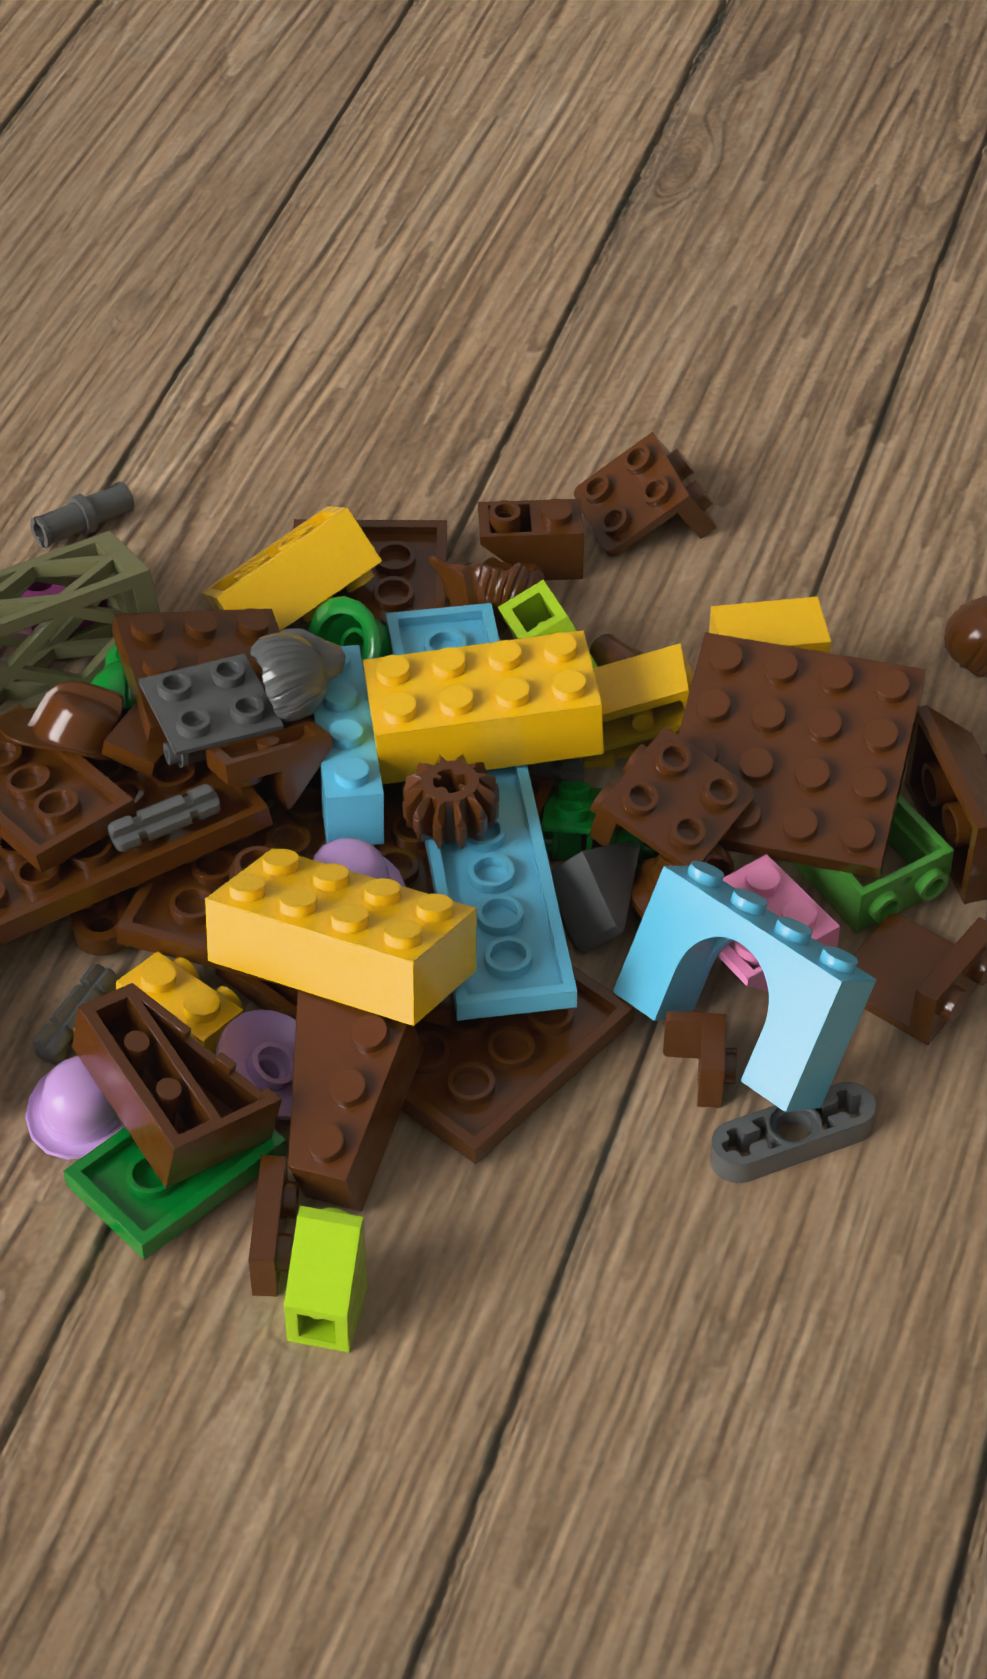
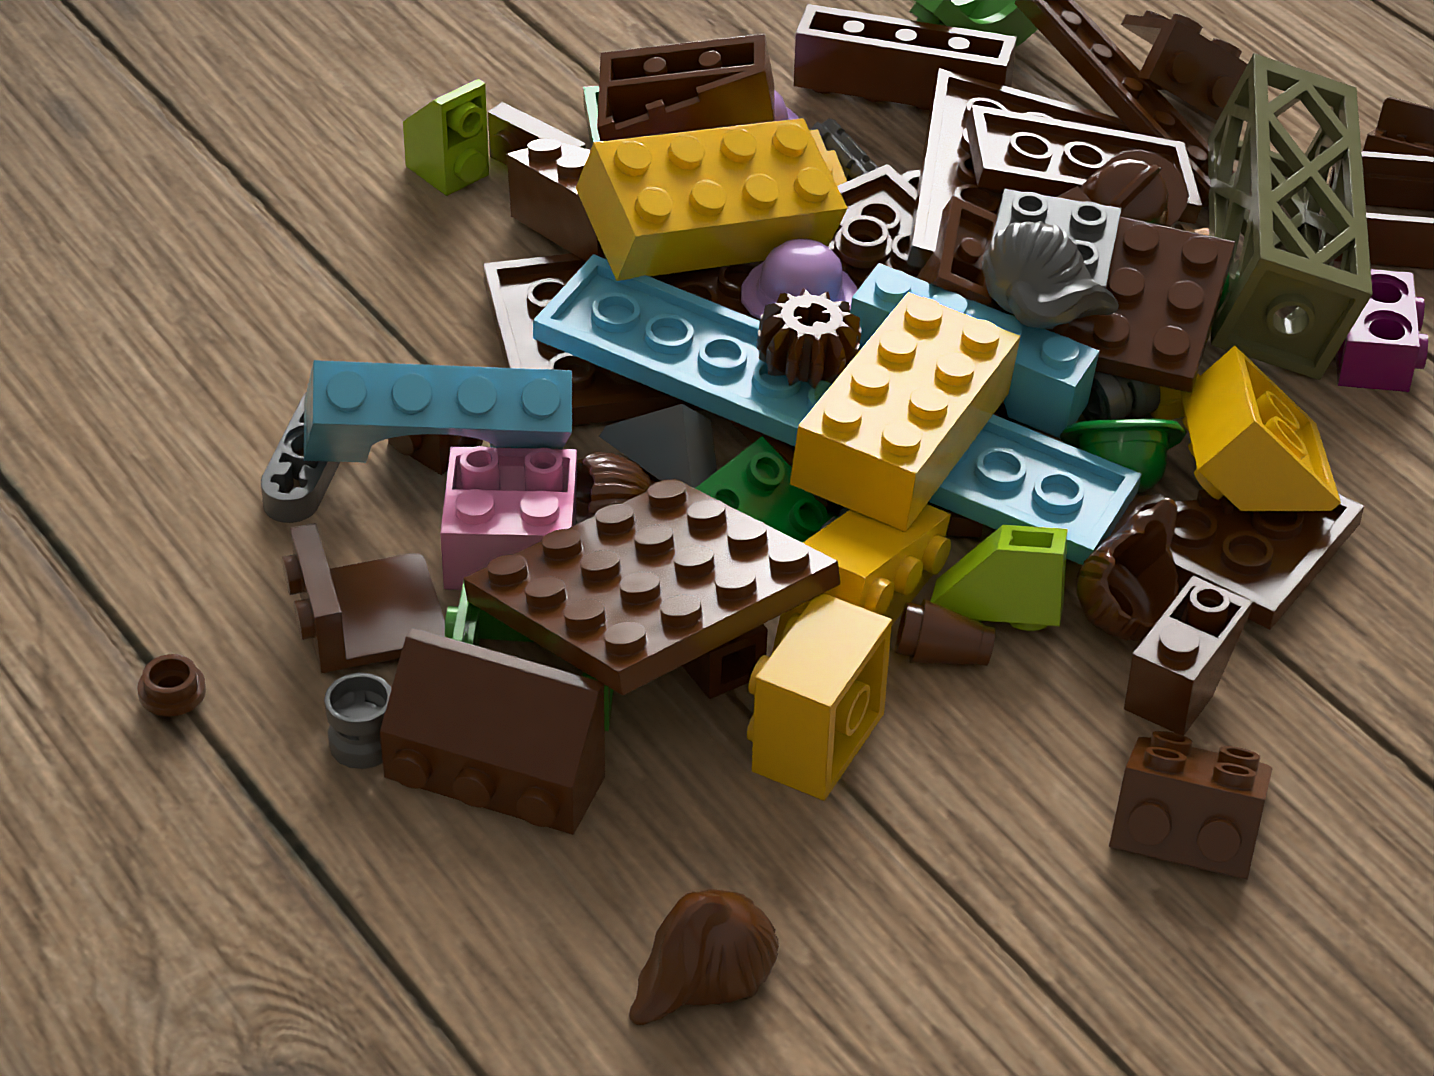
camera: 125 degrees right, 5 degrees down
(164, 817) = (953, 178): dark grey axle -> none
(671, 800) = (668, 460): reddish brown bracket -> none

